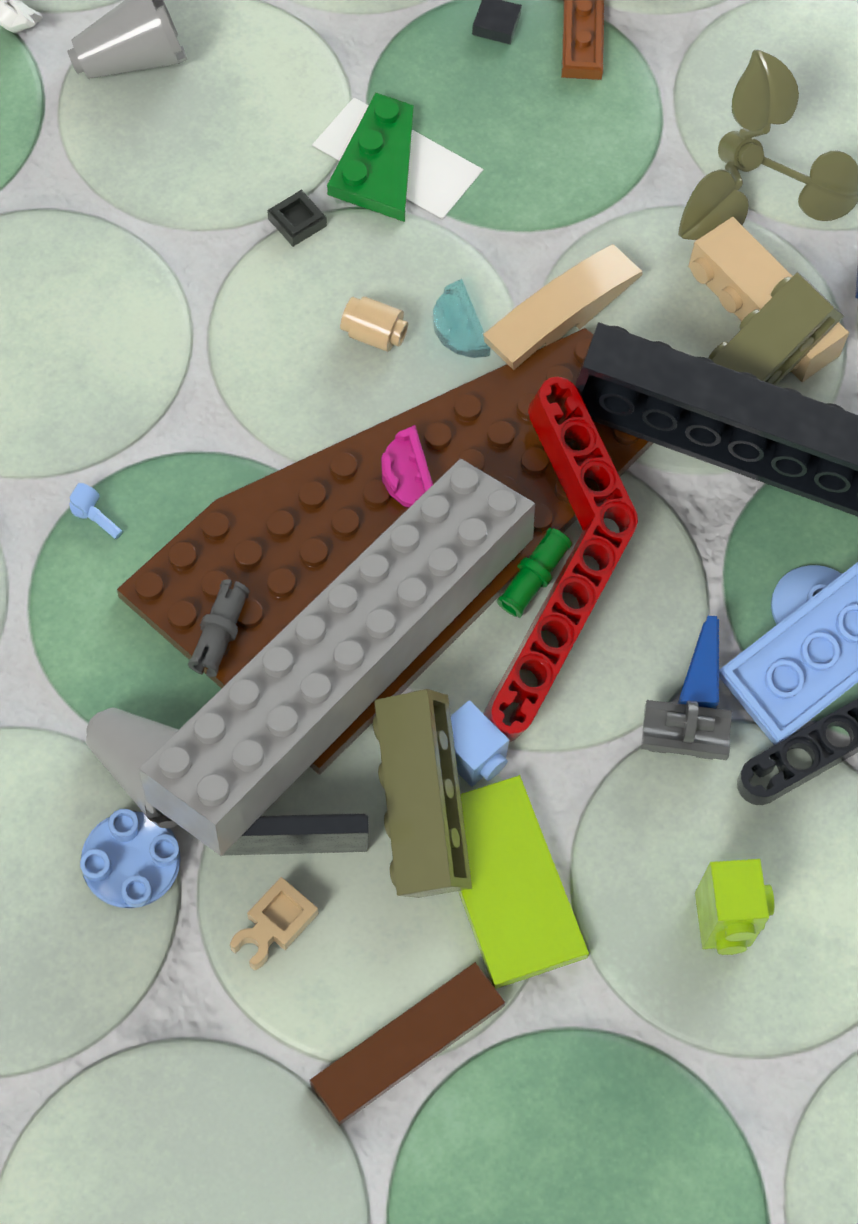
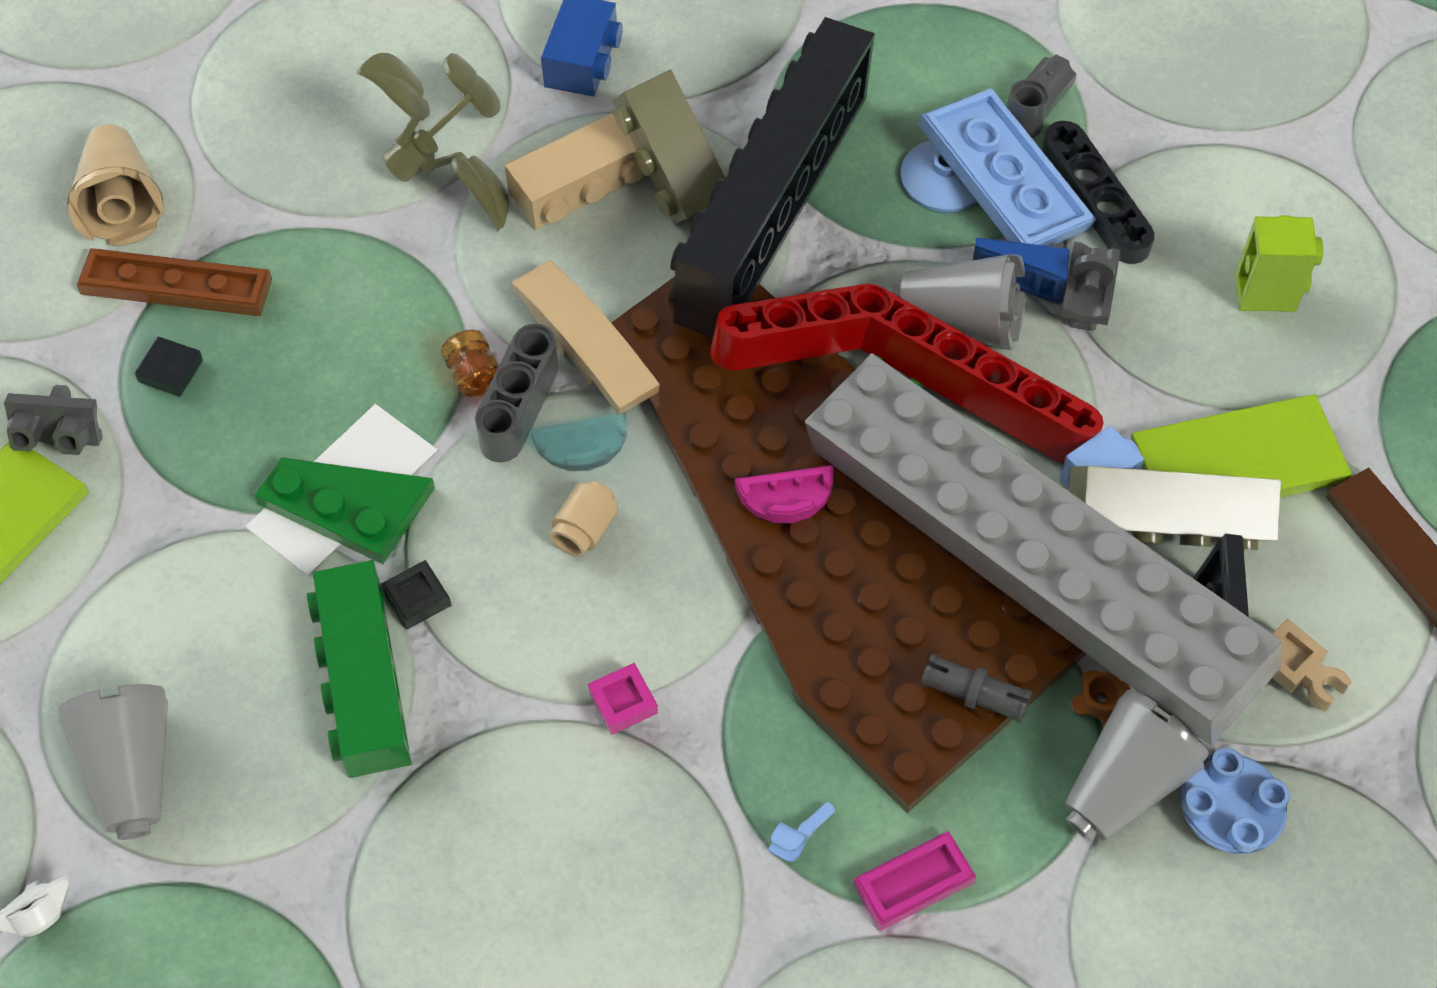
camera: 80 degrees left, 5 degrees down
(53, 601) = (914, 880): none -> dark pink tile
(205, 369) = (622, 698): none -> dark pink plate
(219, 183) = (360, 670): none -> green brick
(478, 250) = (517, 411): none -> dark grey beam
(523, 224) = (470, 360): none -> clear orange wheel
(646, 622) = (972, 297): none -> light grey cone

